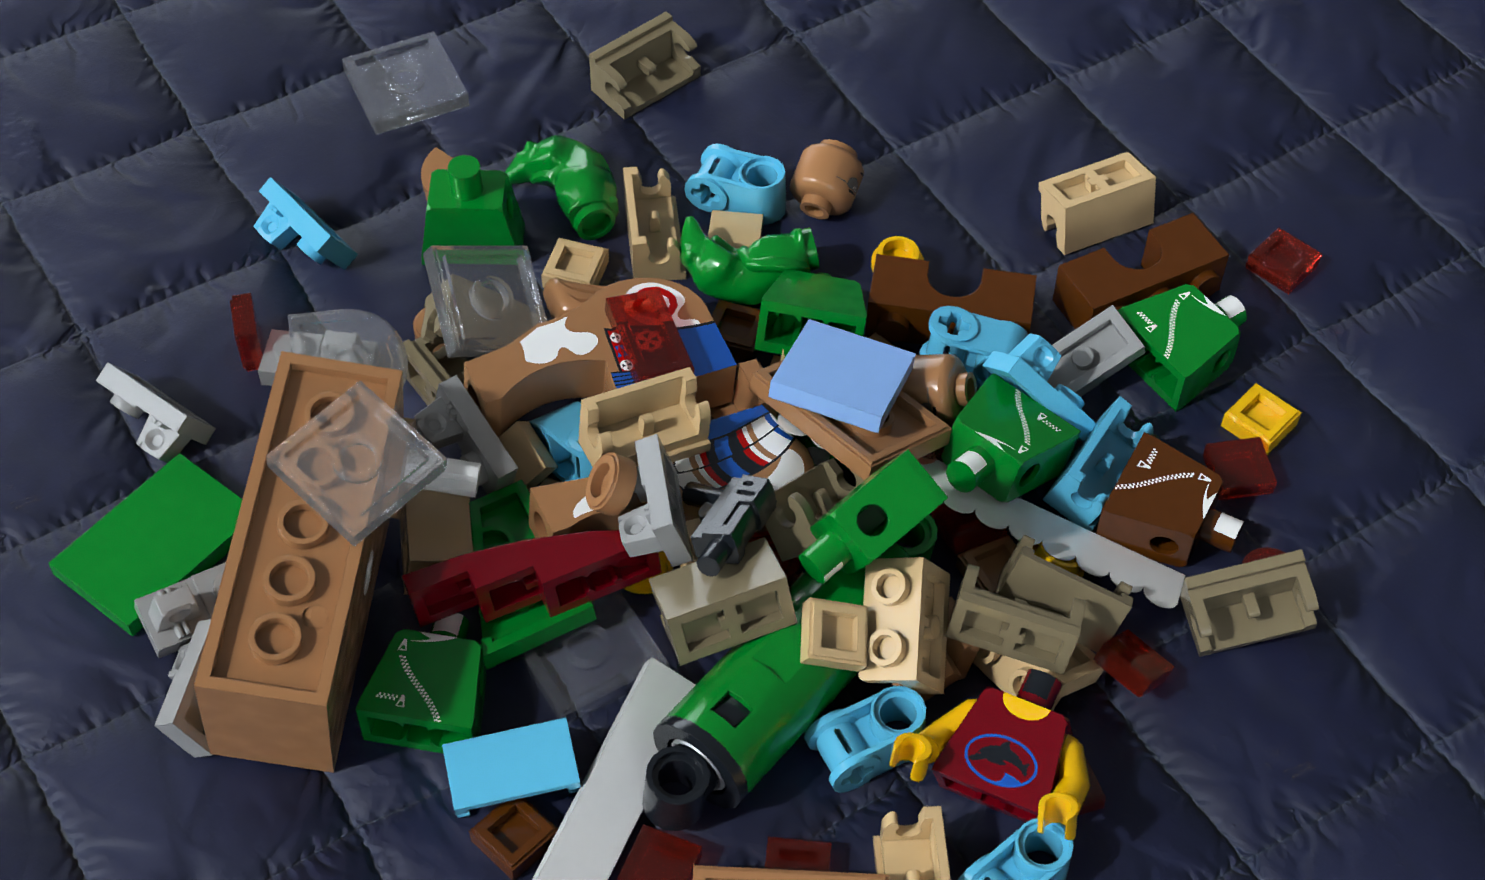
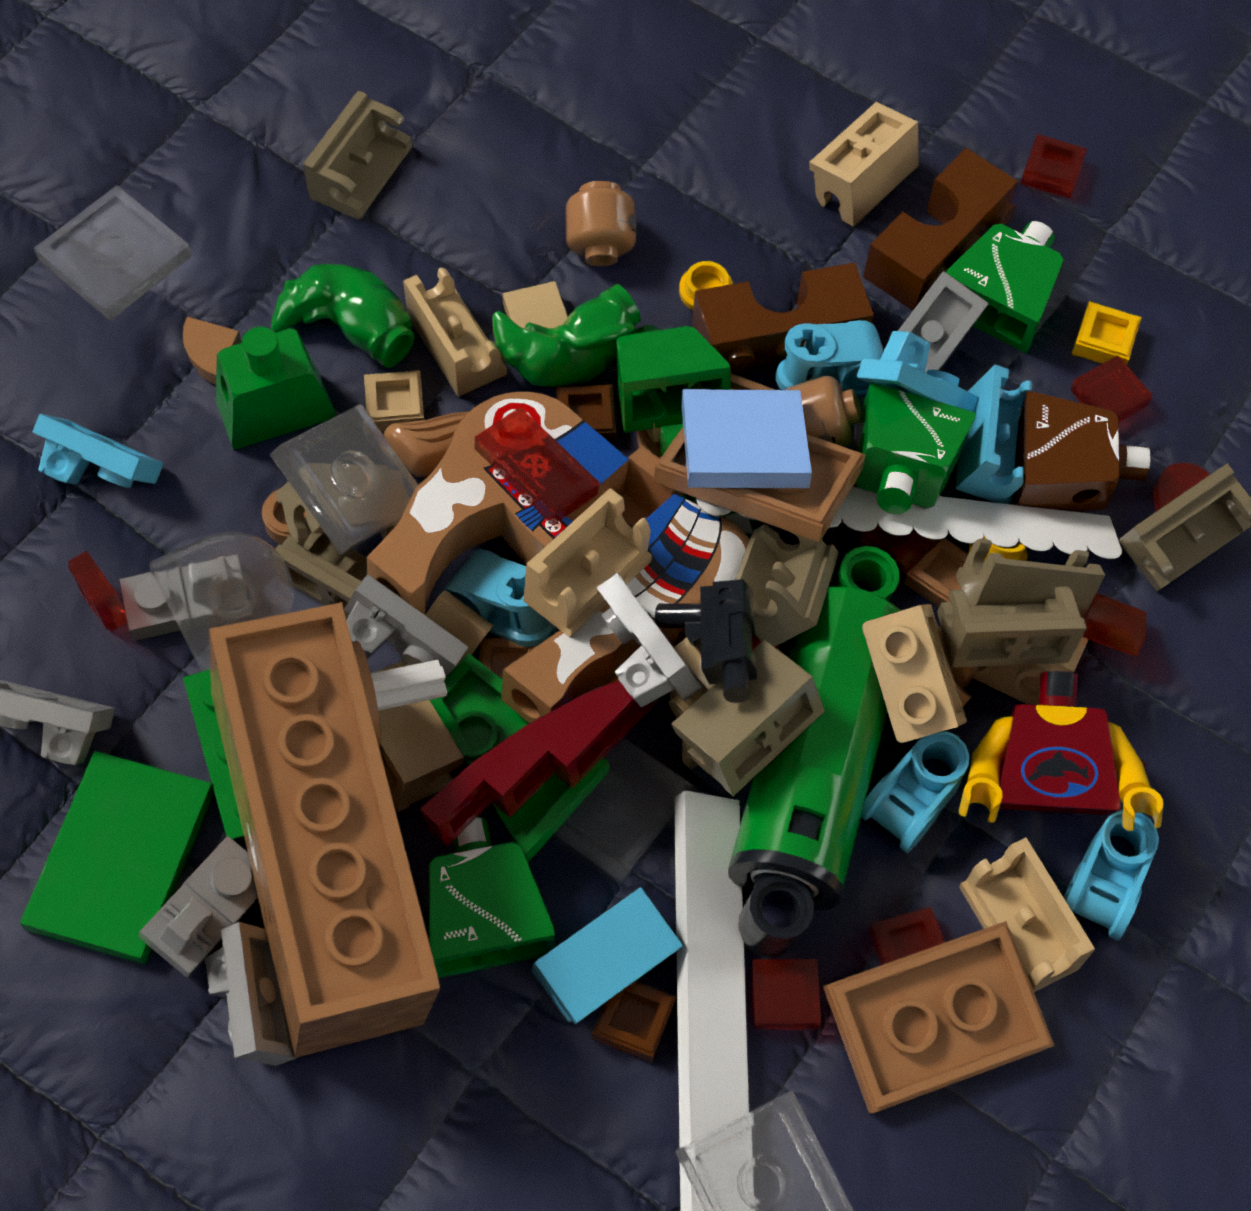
camera: 25 degrees left, 10 degrees up
(356, 463) = (348, 721): clear tile -> none
(611, 484) = (590, 639): medium nougat tile -> none
(739, 182) = (519, 255): medium azure piece -> none
(834, 634) = (864, 710): tan tile -> none
(871, 518) = (861, 582): green torso -> none

